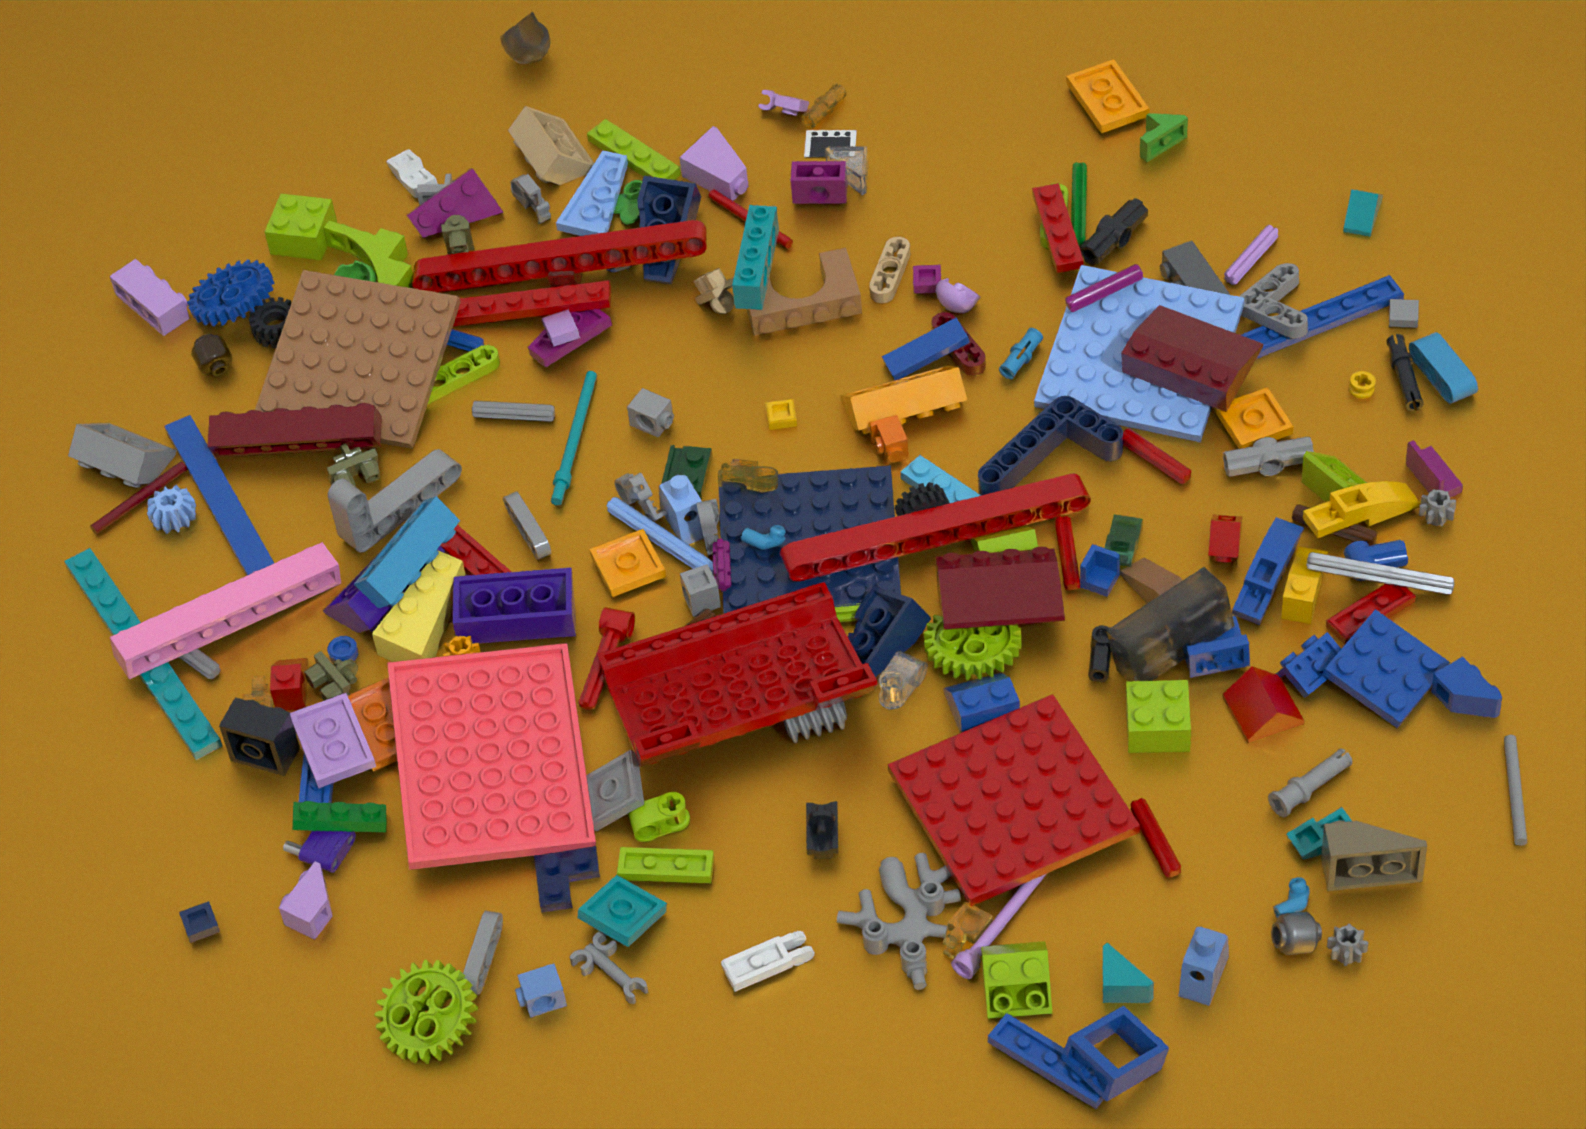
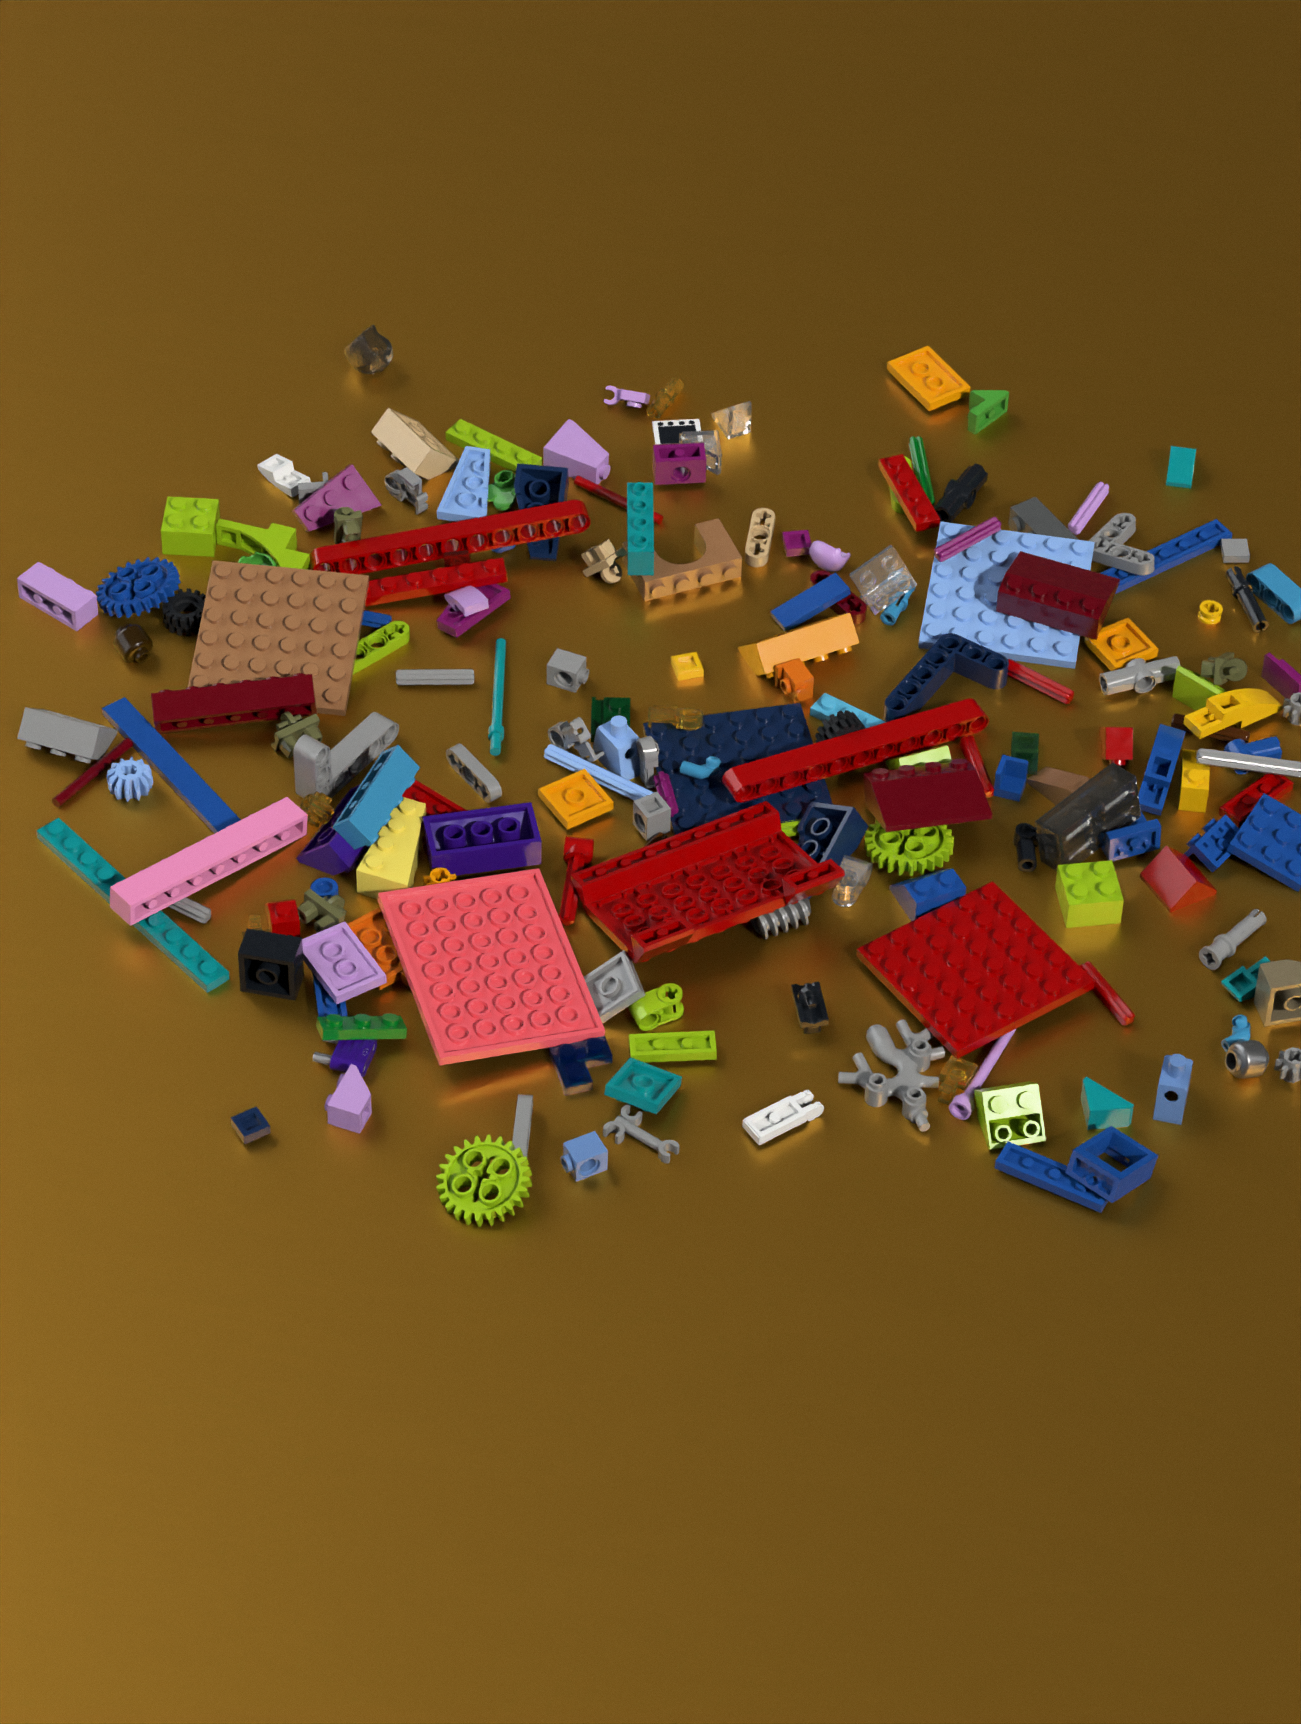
camera: 15 degrees left, 5 degrees down
(352, 557) = (317, 808): none -> clear yellow gear
(890, 134) = (734, 420): none -> clear slope
(1002, 330) = (882, 580): none -> clear bracket
(1359, 455) = (1224, 668): none -> olive hips

